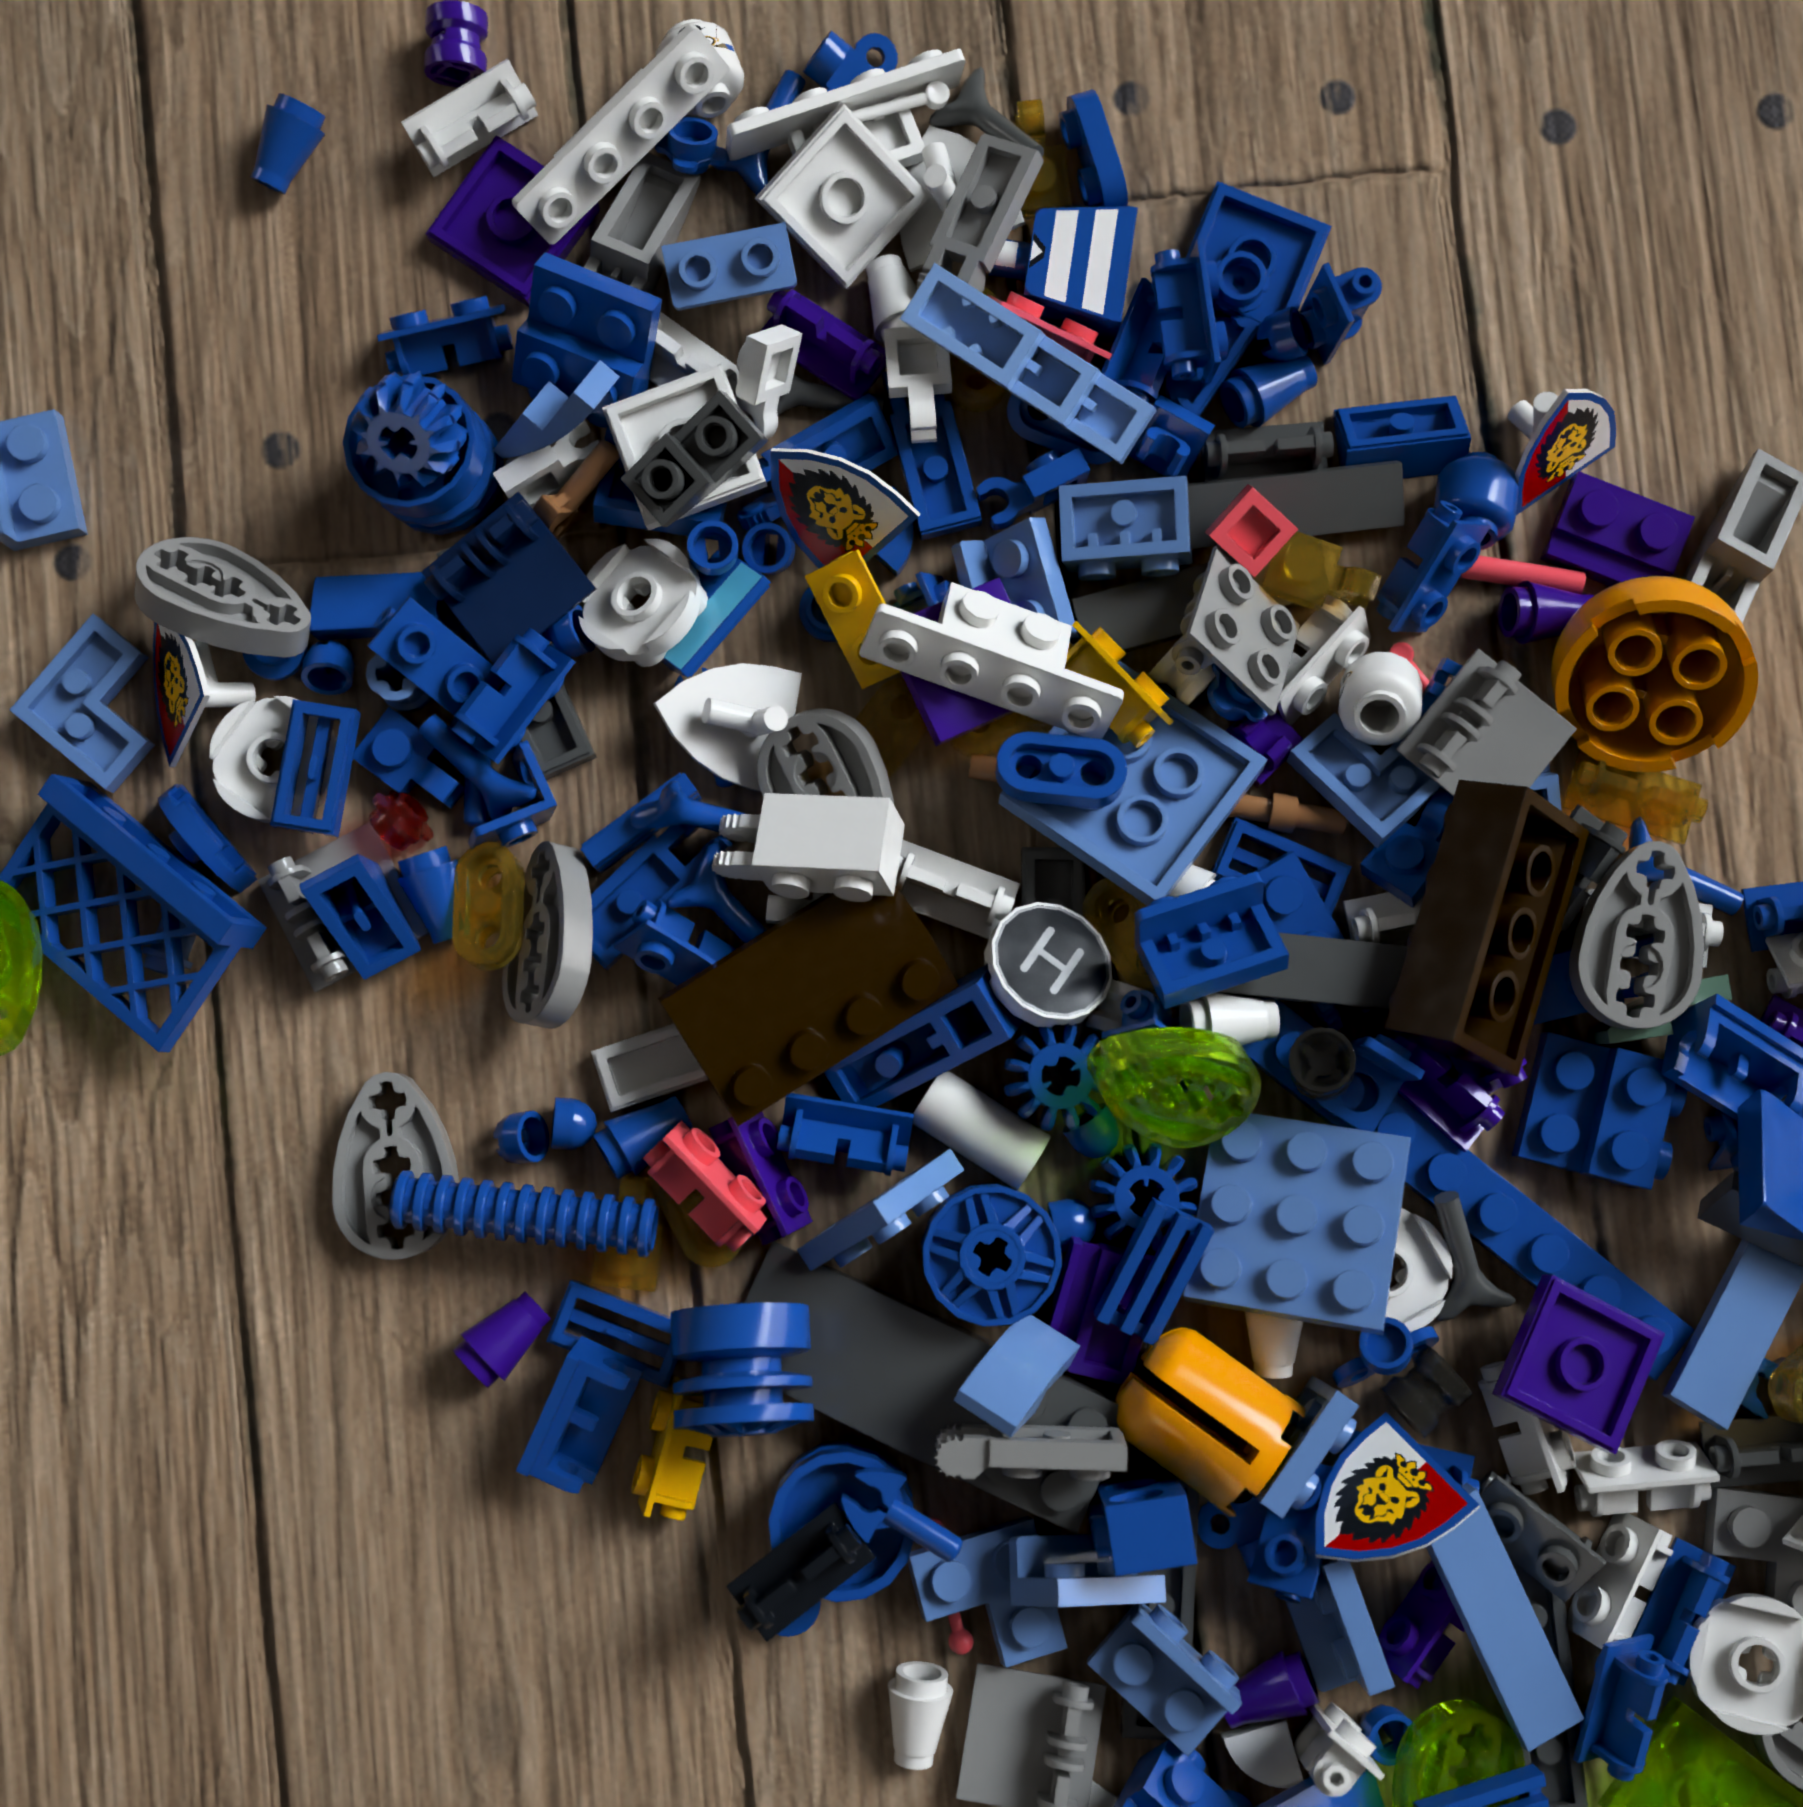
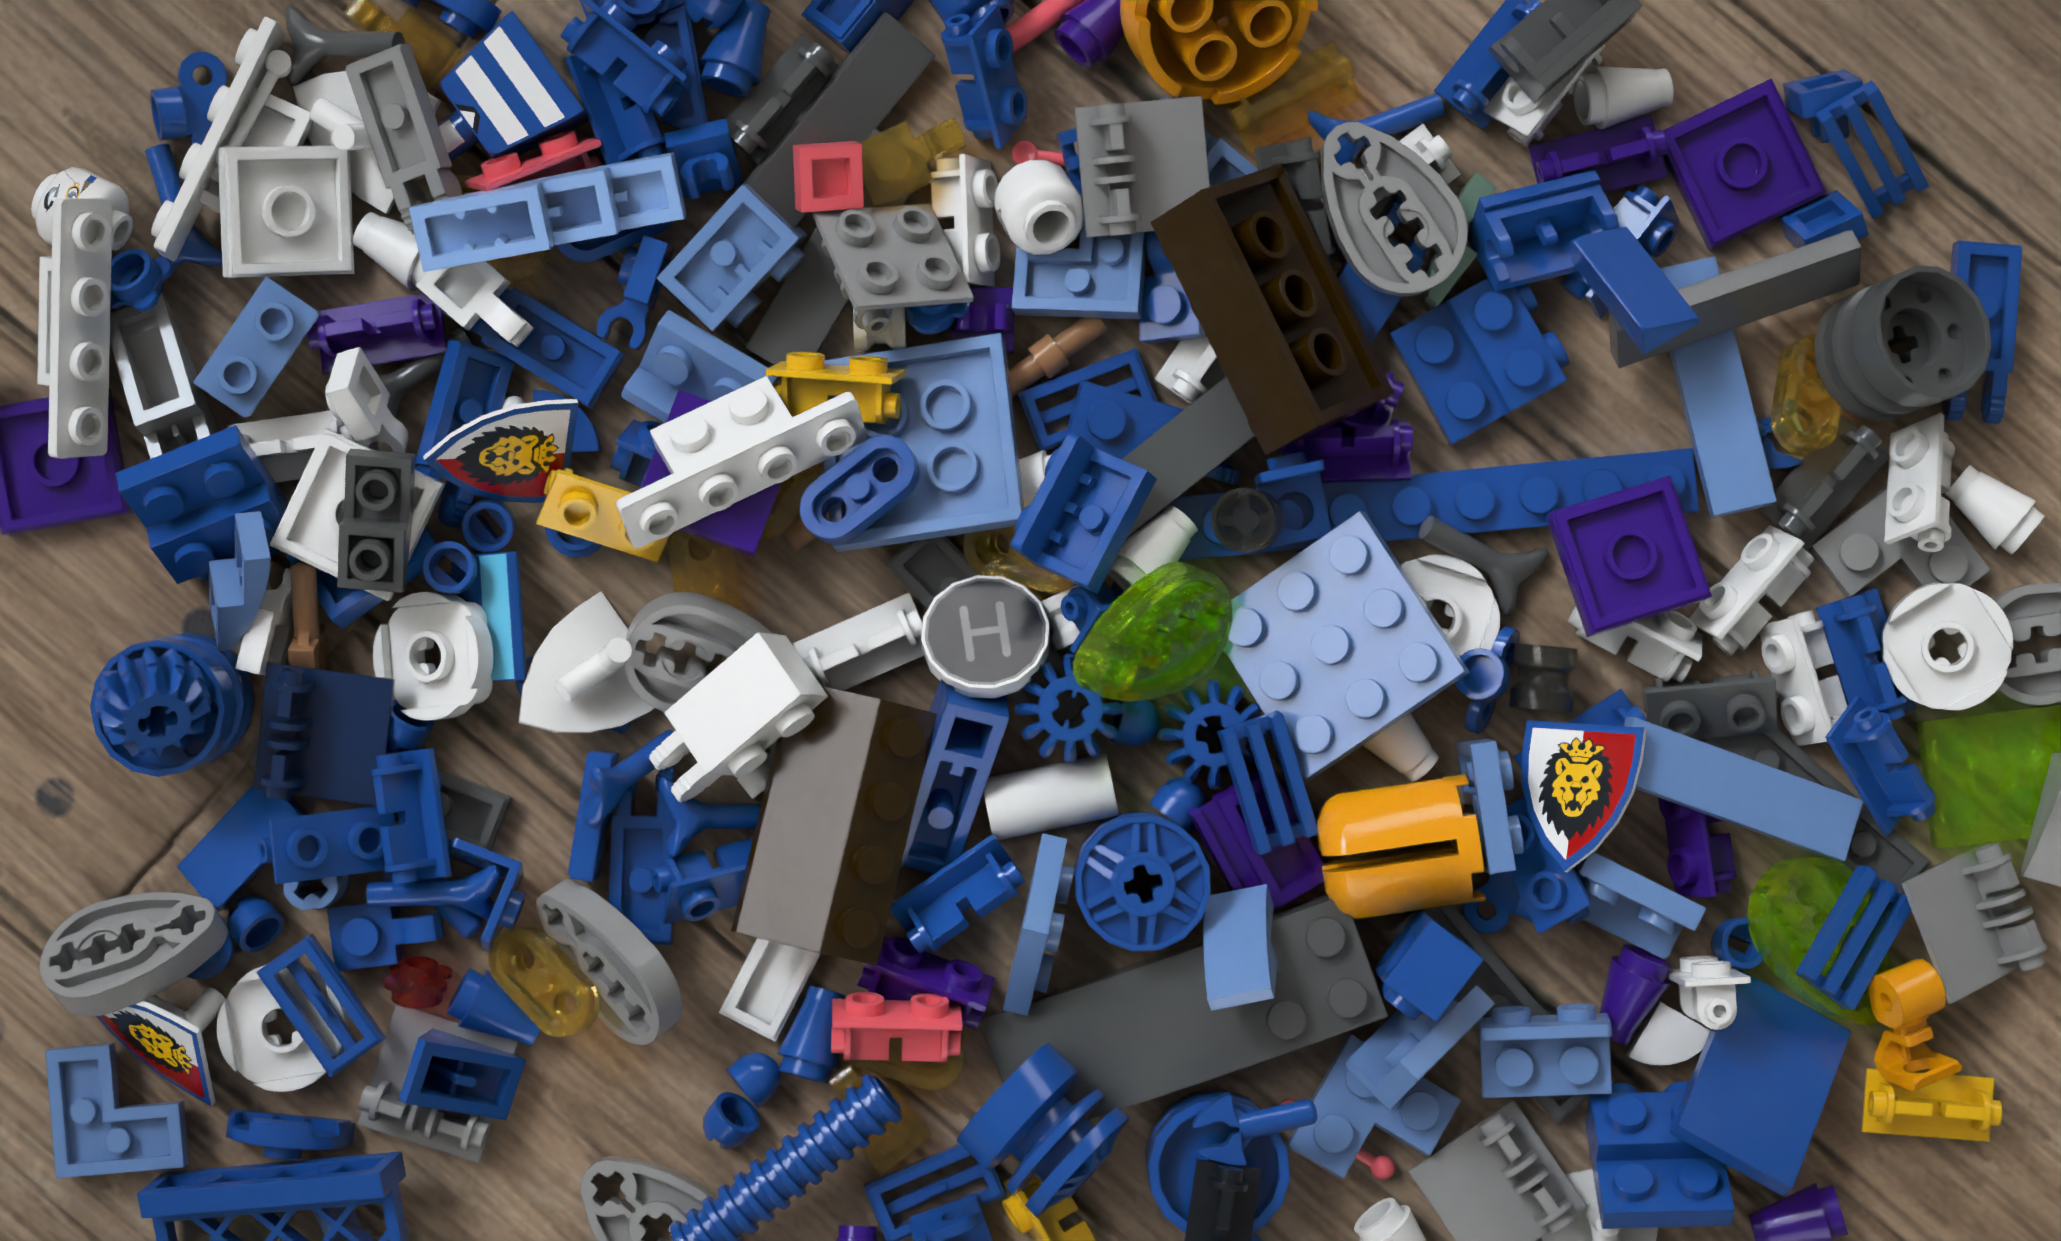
camera: 45 degrees left, 5 degrees up
(421, 341) = (104, 574): blue hinge -> none
(1084, 1451) = (1336, 956): light grey hinge -> none

